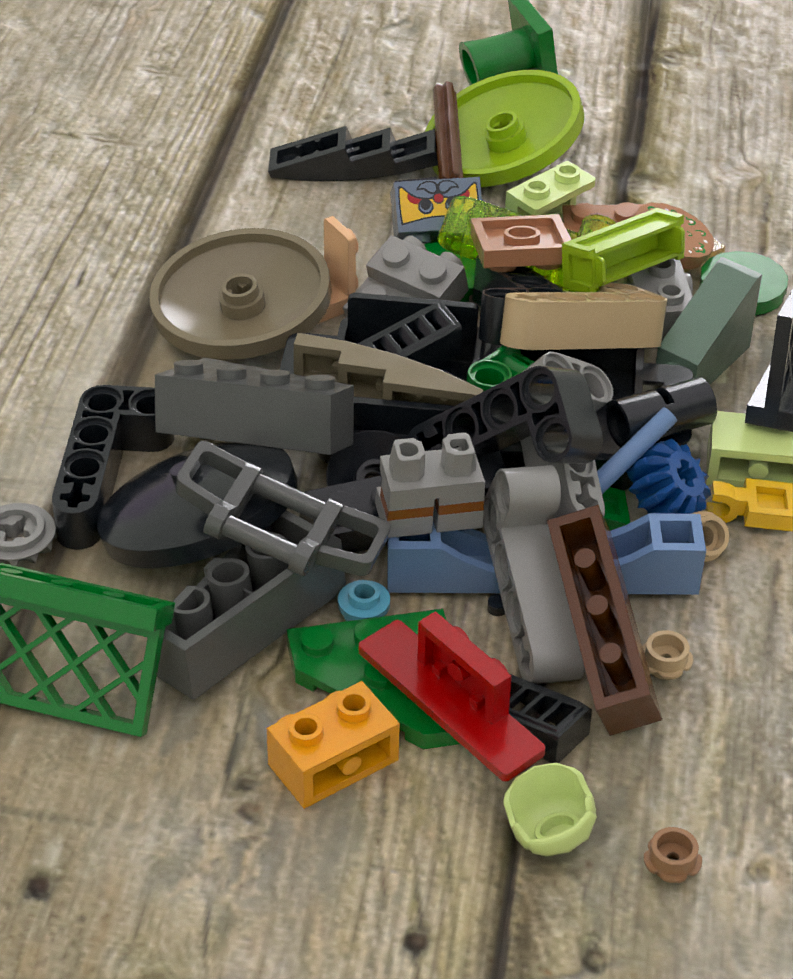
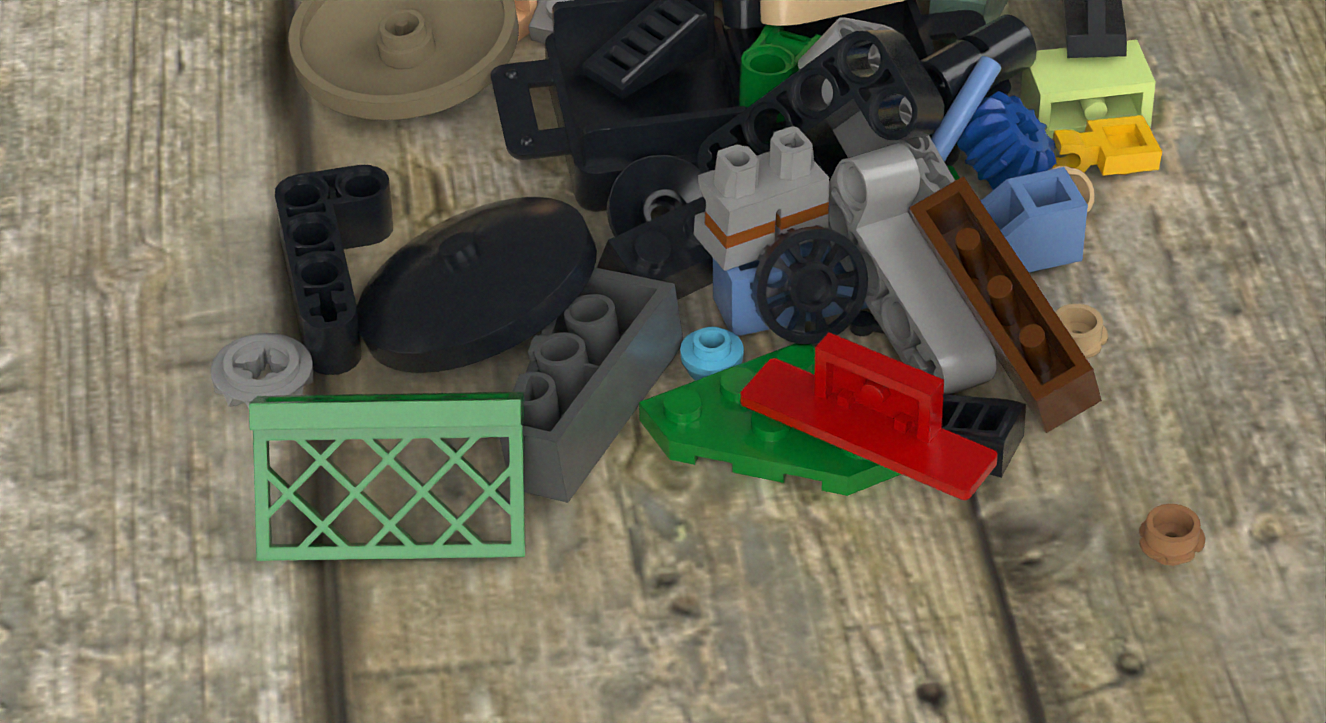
camera: 15 degrees left, 0 degrees up
(254, 406) = (501, 157): dark grey wedge -> none
(311, 550) = (655, 257): dark grey bar -> none
(332, 744) = (752, 509): light orange brick -> none
(378, 372) = (629, 89): dark tan slope -> none
(451, 565) = (809, 284): none -> black wheel
(550, 809) = (1025, 517): yellowish green hair -> none

